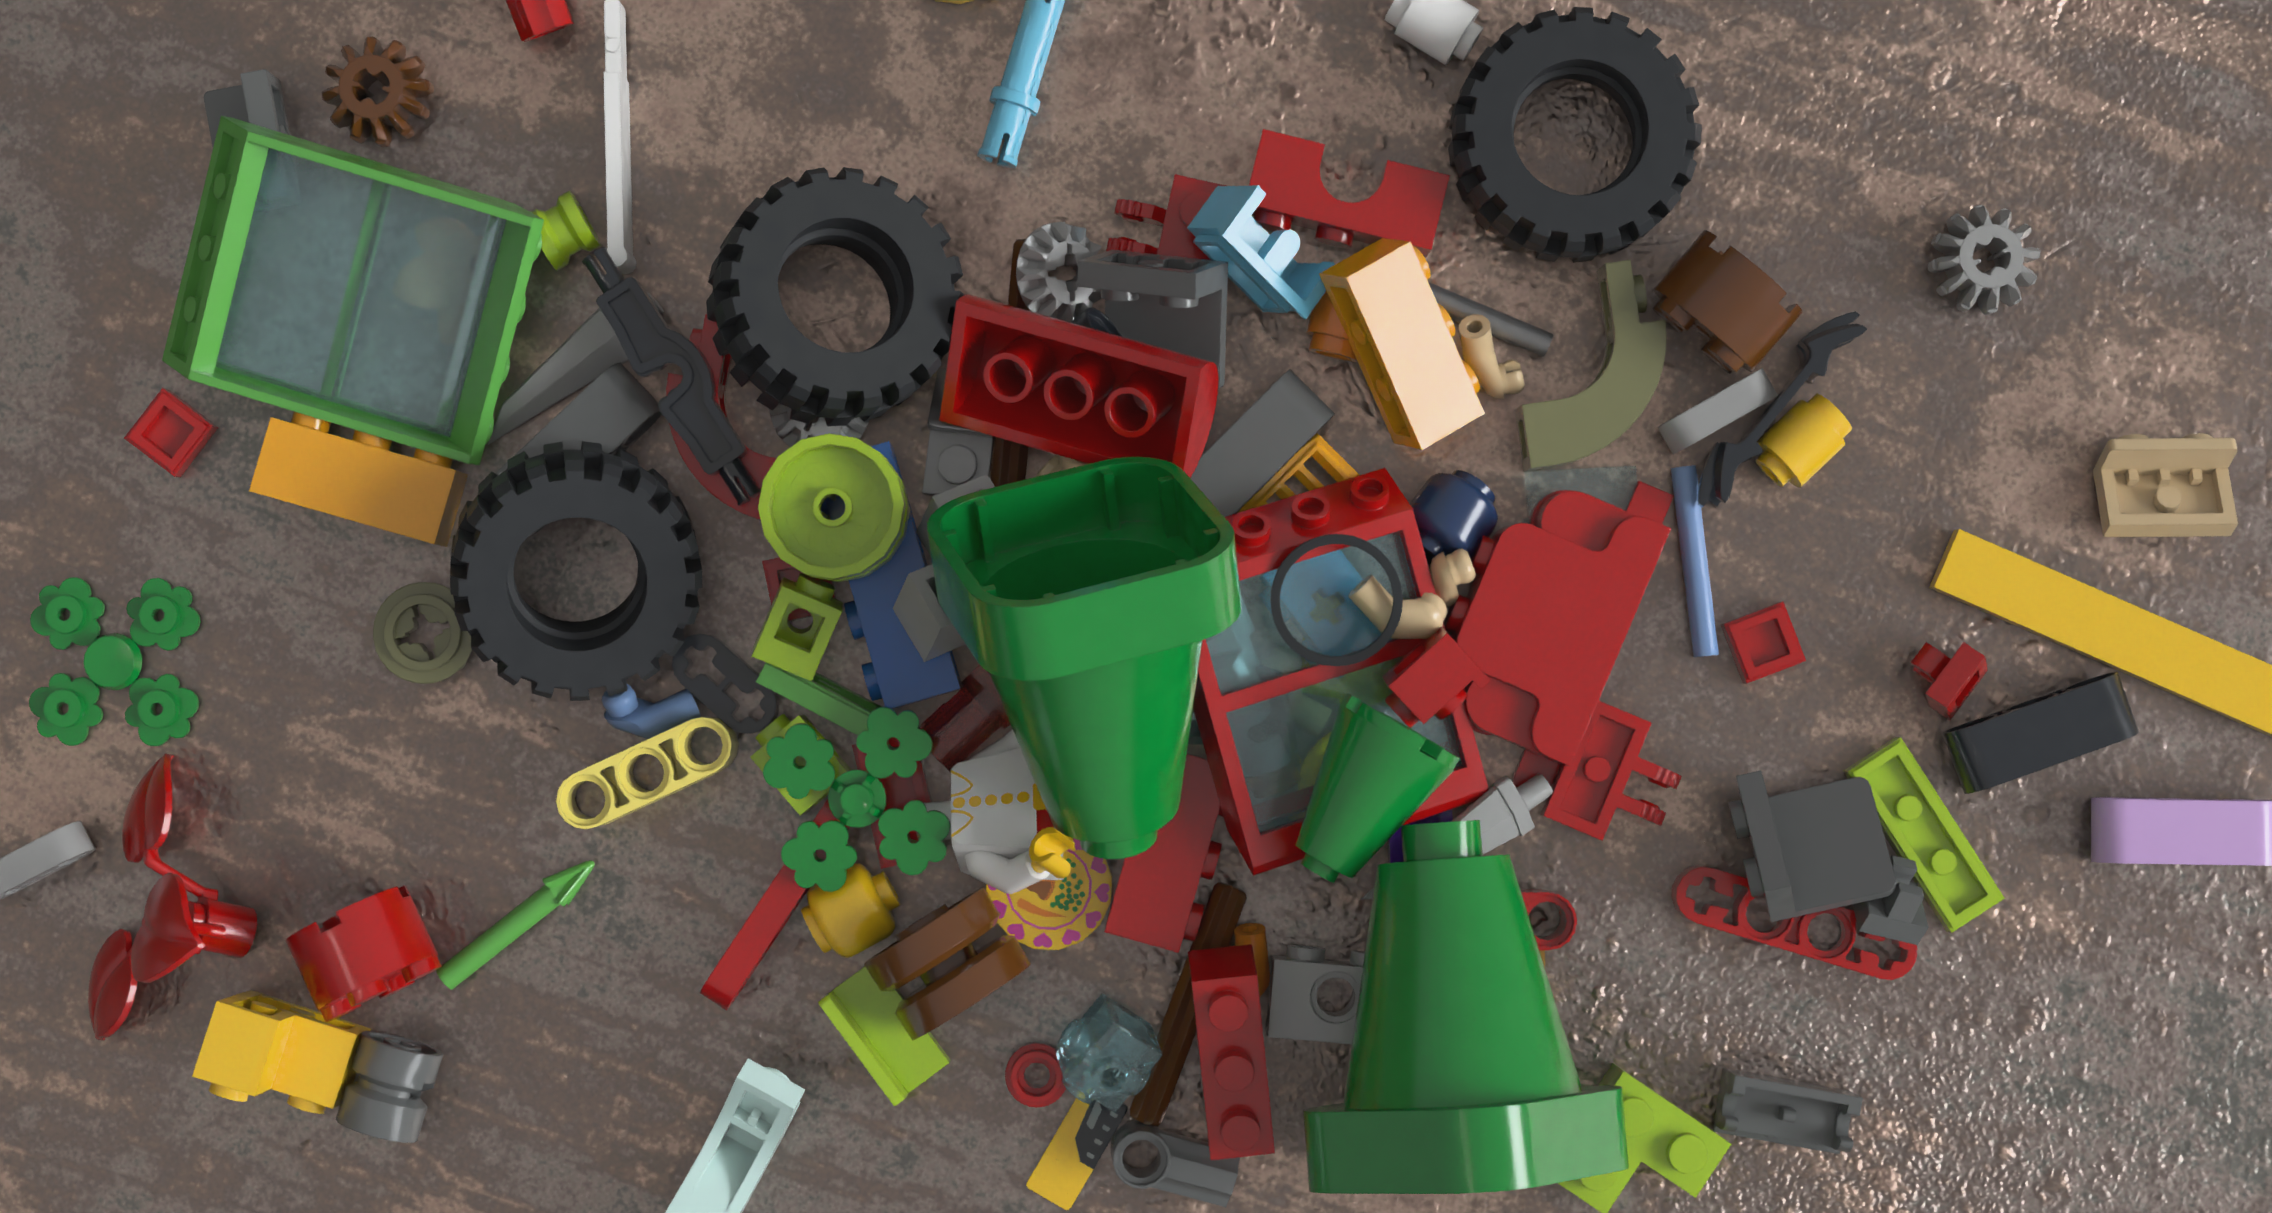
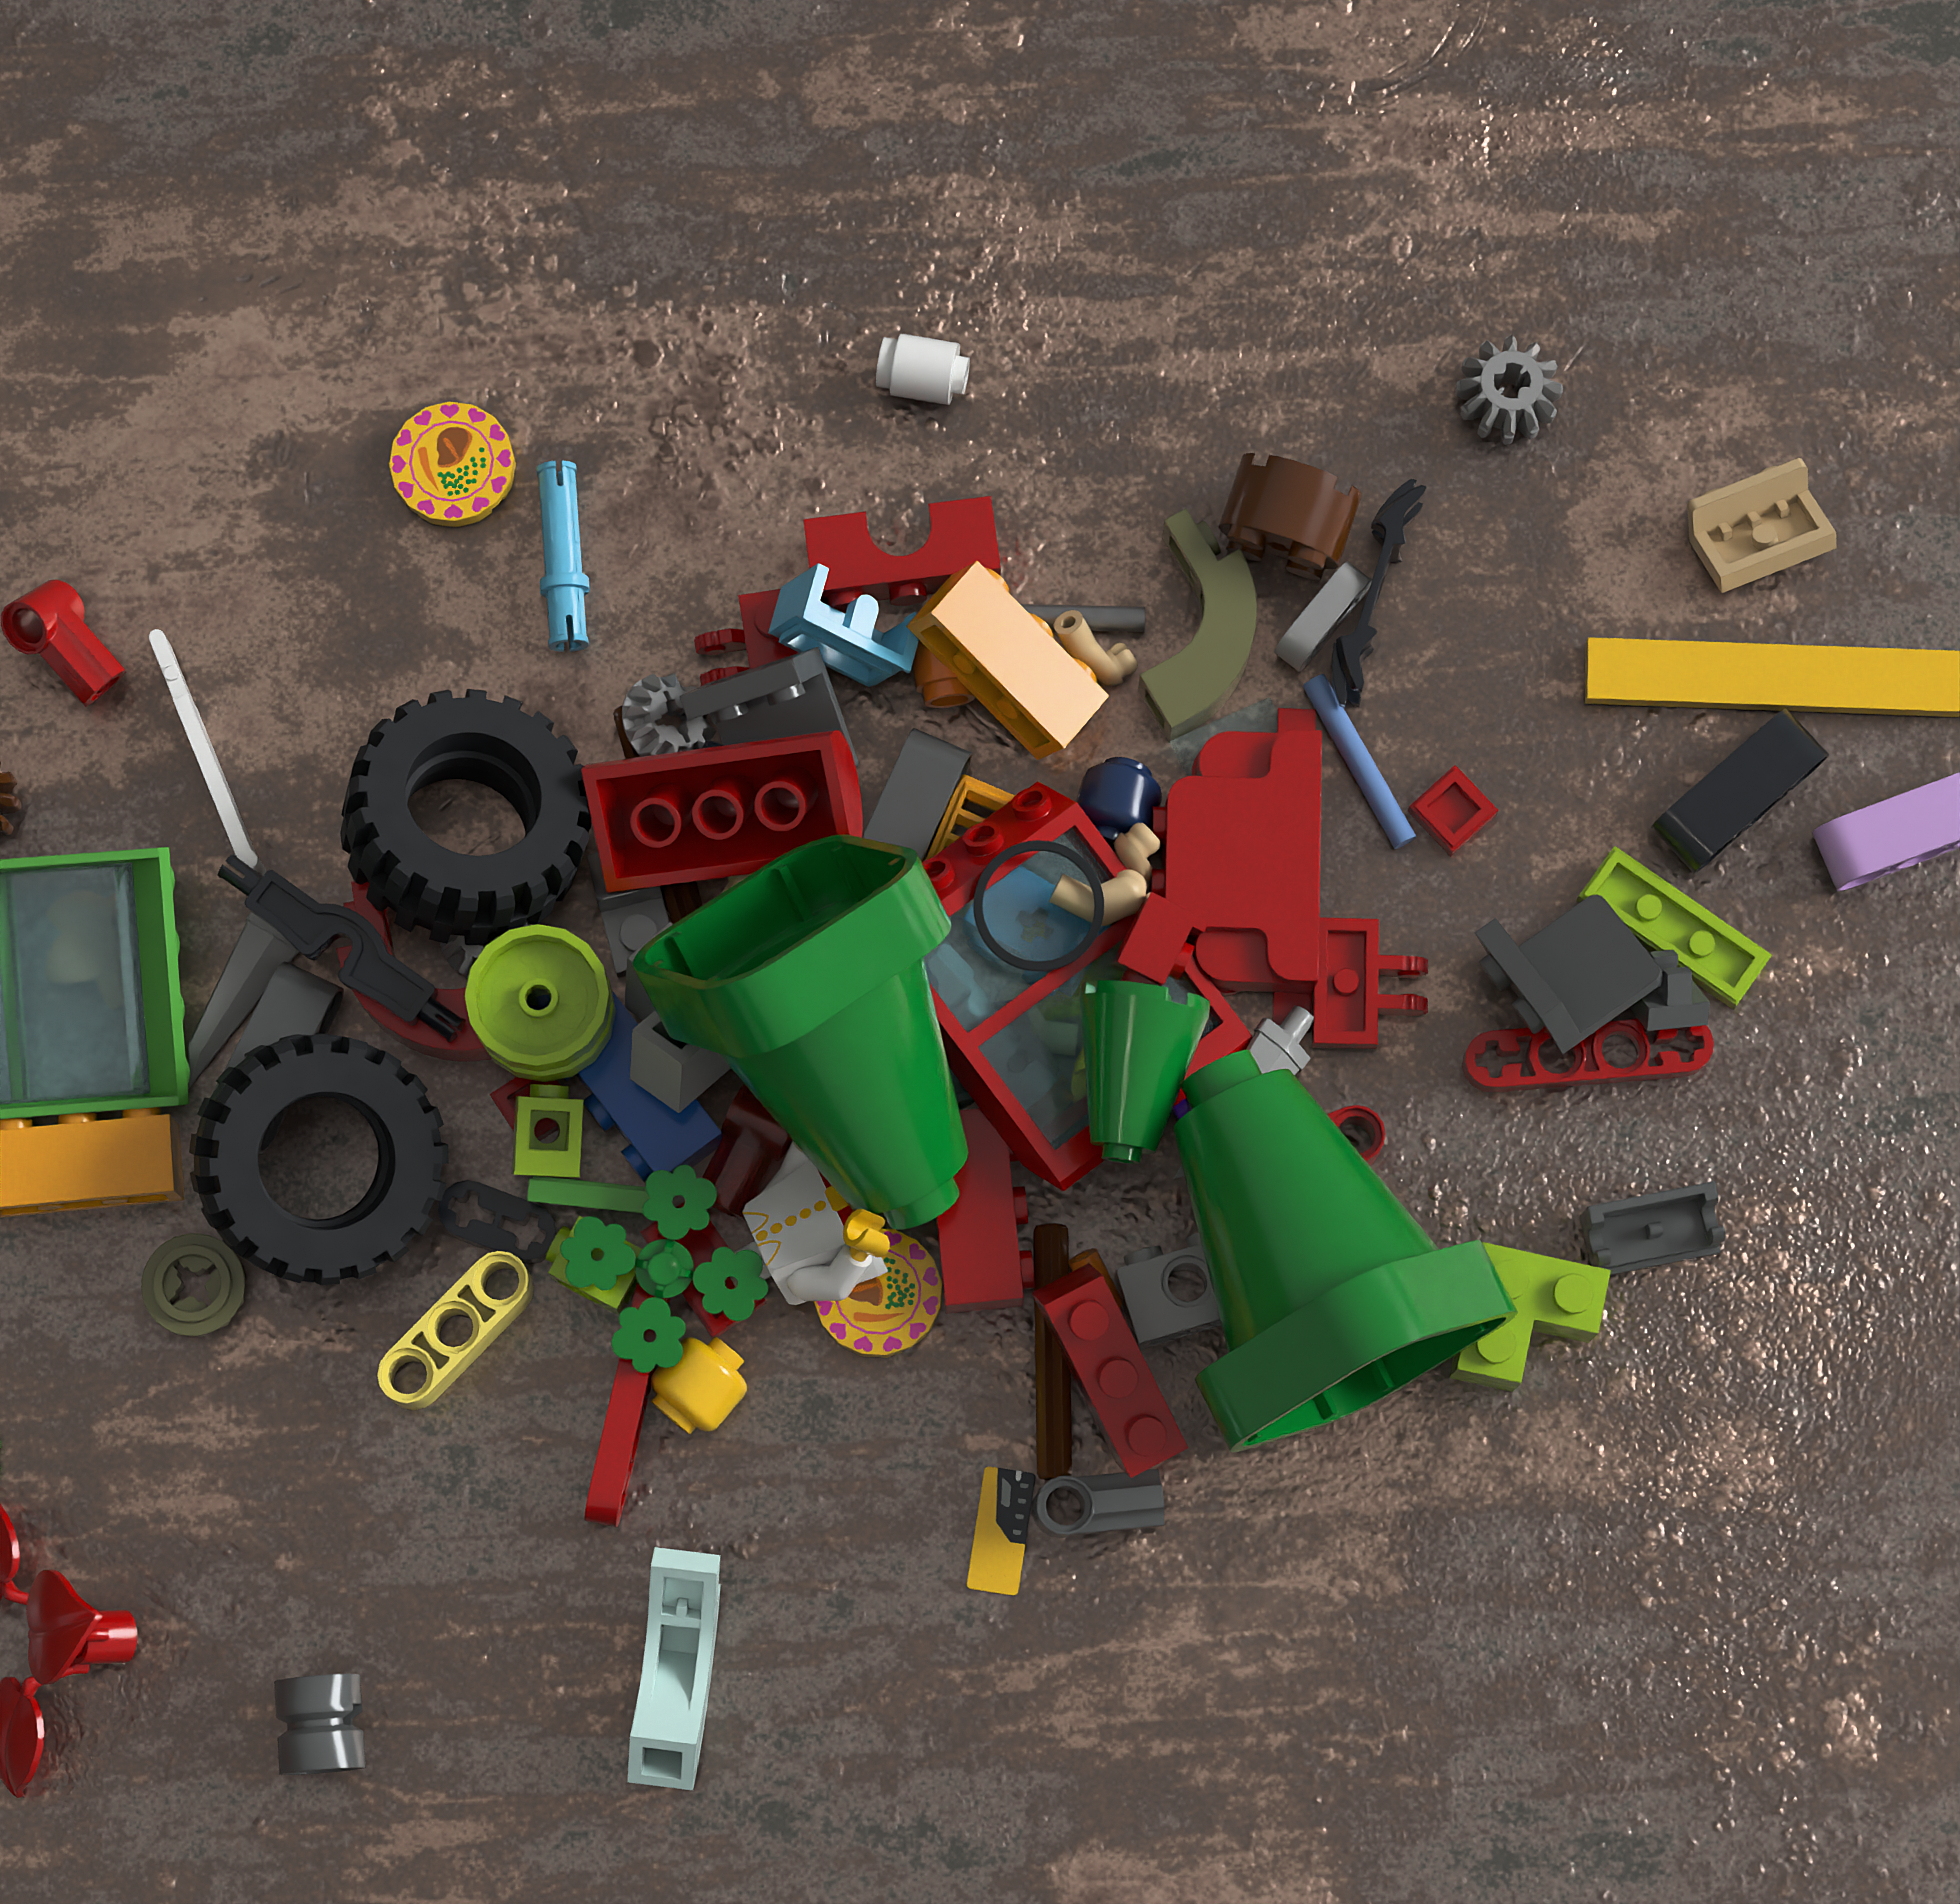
camera: 20 degrees left, 10 degrees down
(278, 1046) = (201, 1727): yellow brick -> none
(364, 952) = (248, 1600): red brick -> none
(558, 890) = (412, 1476): bright green piece -> none
(566, 231) = (192, 860): lime wheel -> none
(648, 718) = (431, 1283): medium blue arm -> none
(878, 1038) = (775, 1488): lime panel -> none
(947, 962) = (802, 1386): reddish brown wheel -> none
(1019, 1086) = (936, 1453): red plate -> none
(1107, 1054) = (993, 1423): clear light blue brick -> none
(1633, 75) = (1104, 343): black tyre -> none
(1802, 441) = (1412, 613): yellow brick -> none
(1950, 678) = (1635, 773): red tile -> none

